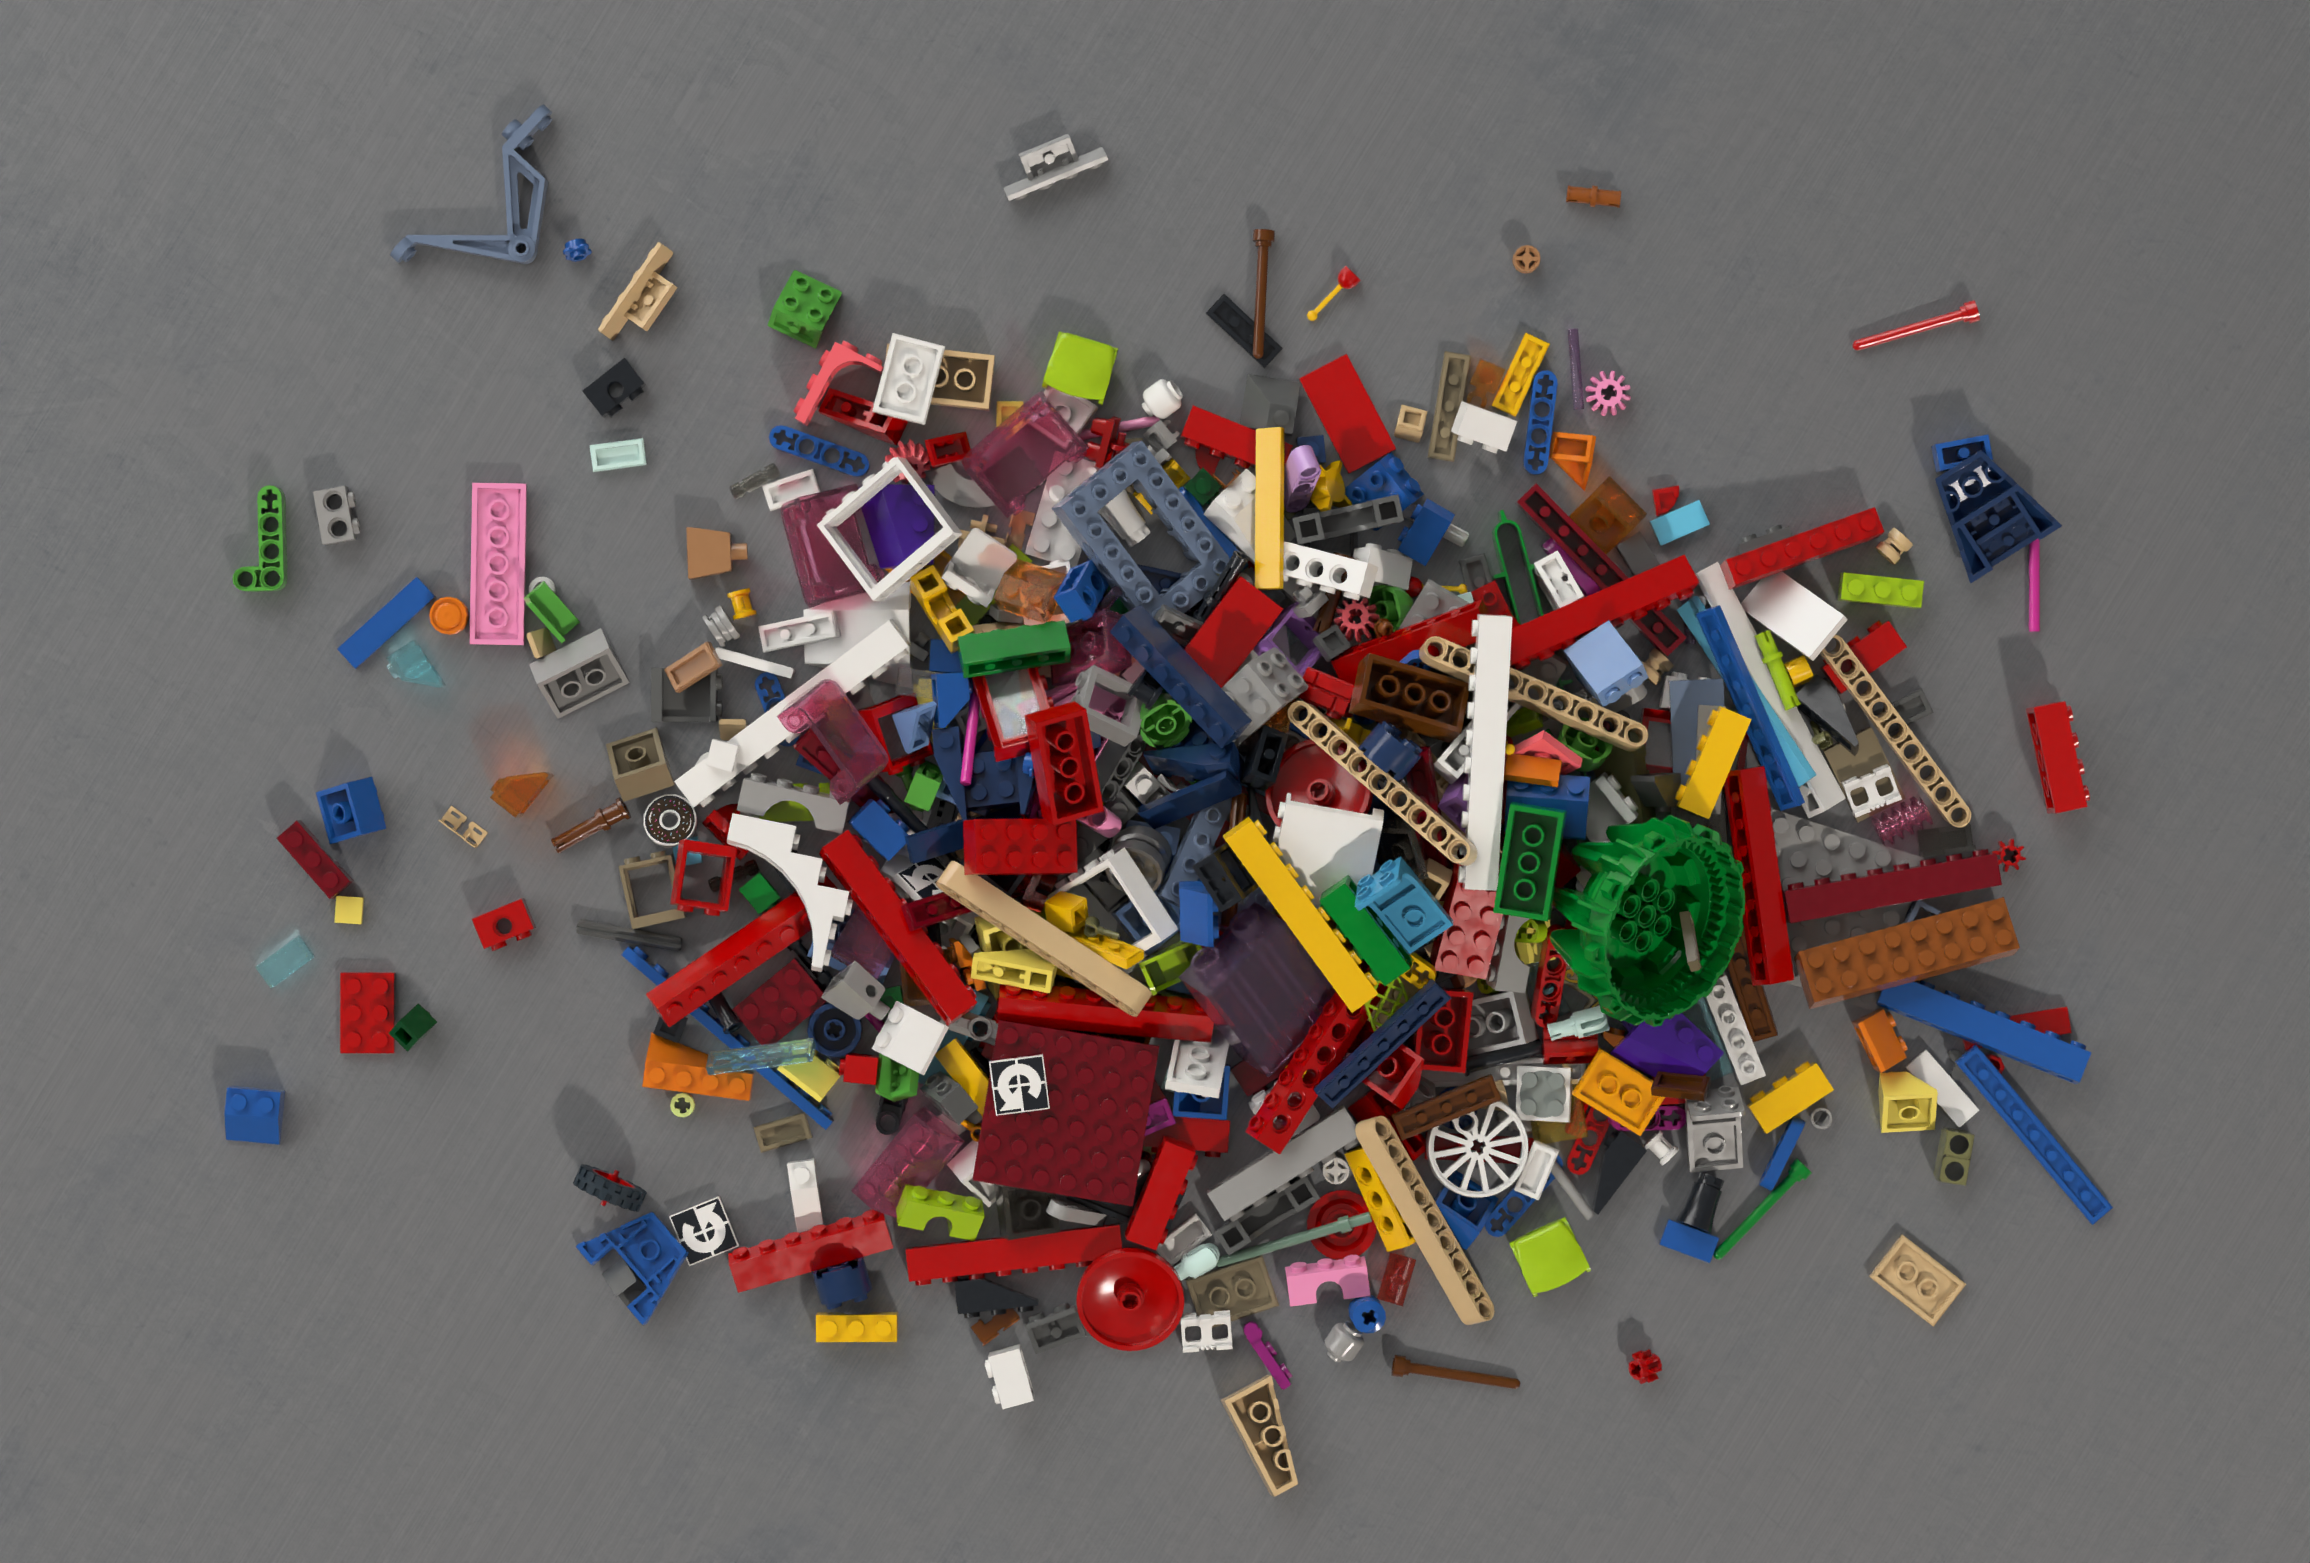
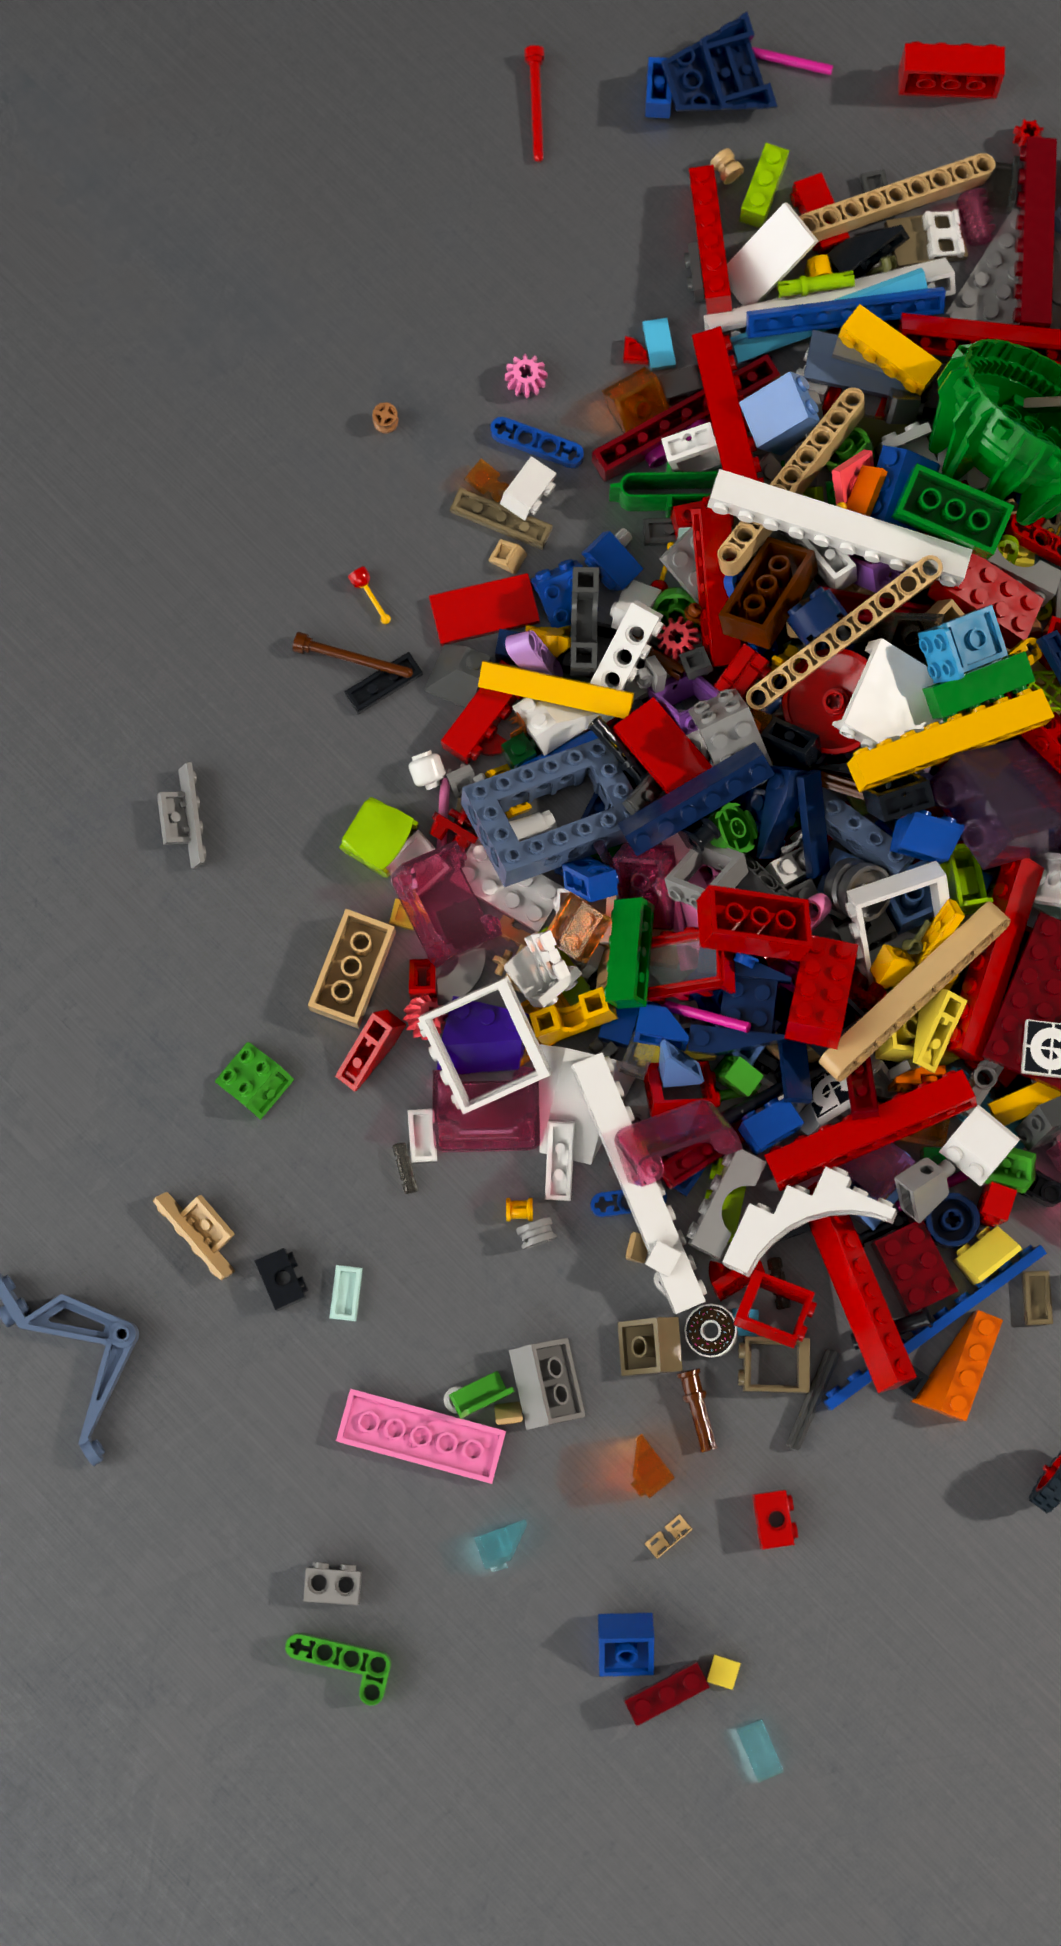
camera: 75 degrees left, 10 degrees down
(254, 1114) = (905, 1821): blue slope -> none
(367, 1012) = (829, 1679): red plate -> none
(386, 622) = (450, 1562): blue tile -> none
(413, 1027) = (855, 1636): dark green brick -> none
(449, 615) = (459, 1497): orange wheel -> none
(576, 250) = (138, 1282): blue plate -> none
(677, 1111) = (985, 1381): yellowish green bush -> none
(693, 667) = (569, 1269): medium nougat tile -> none
(693, 704) = (593, 1284): dark grey panel -> none
(712, 552) = (462, 1225): medium nougat torso -> none
(755, 663) = (579, 1211): white tile -> none
(760, 893) = (802, 1260): green brick -> none
(760, 1056) = (964, 1295): clear light blue tile -> none
(818, 453) = (394, 1101): blue beam -> none
(831, 363) = (308, 1054): coral bracket -> none
(908, 379) = (346, 992): white tile -> none
(993, 569) = (545, 940): none -> white piece
(1520, 374) = (488, 448): yellow tile -> none
(1573, 455) = (575, 416): orange slope -> none
(1575, 367) = (496, 400): clear purple bar -> none
(1593, 196) = (344, 346): dark orange pin -> none

